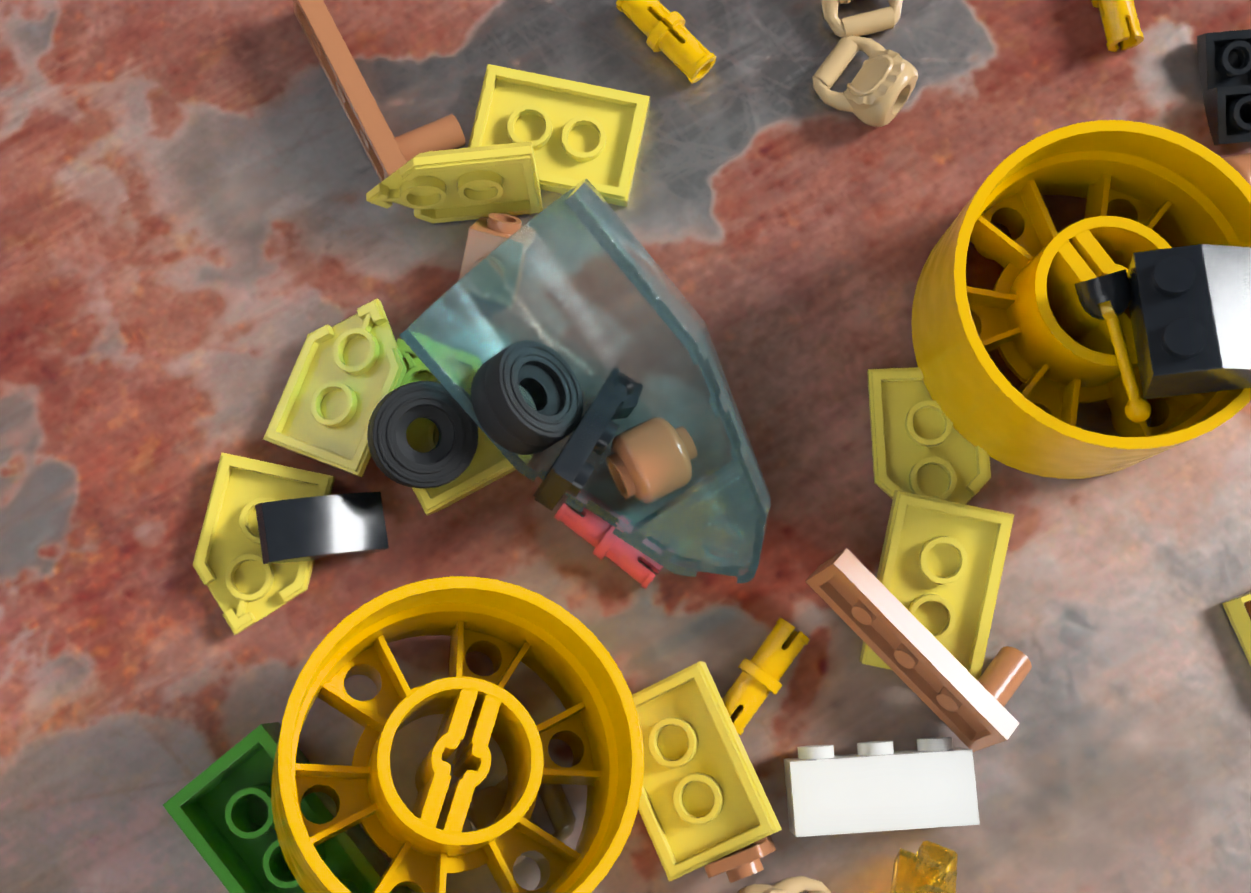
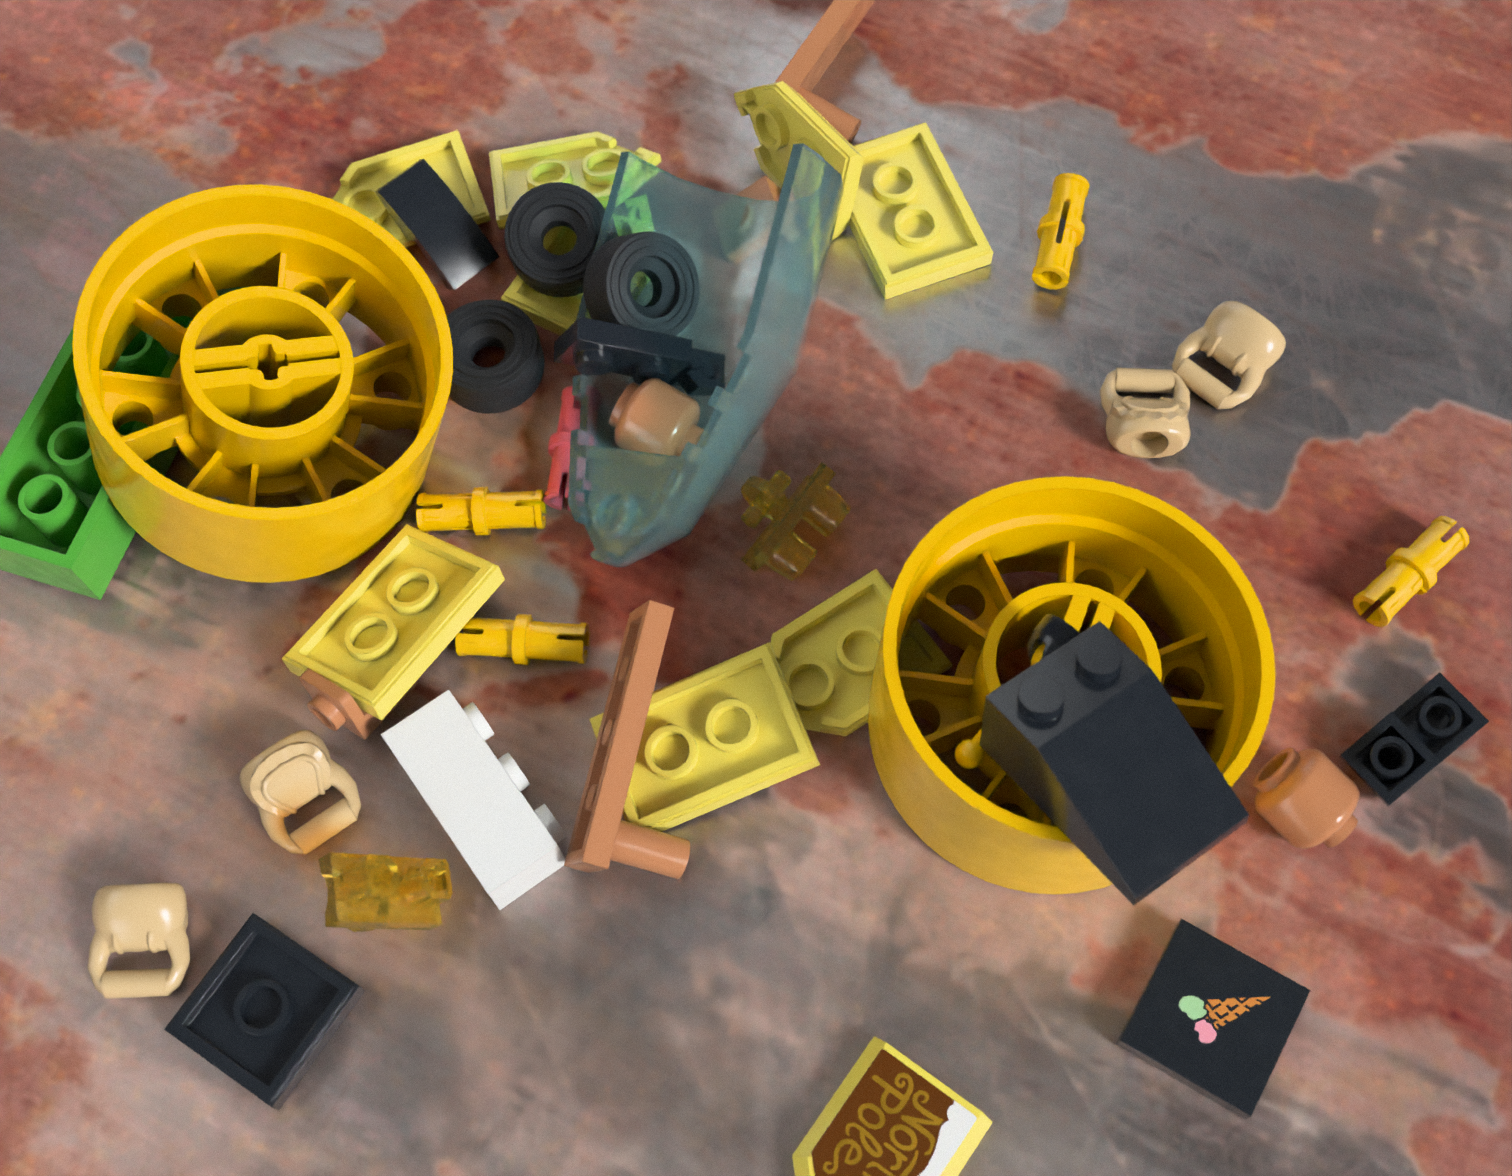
camera: 60 degrees right, 15 degrees down
(480, 523) = (514, 377): none -> black tyre
(632, 629) = (481, 511): none -> yellow pin
(787, 410) = (811, 501): none -> clear yellow hips

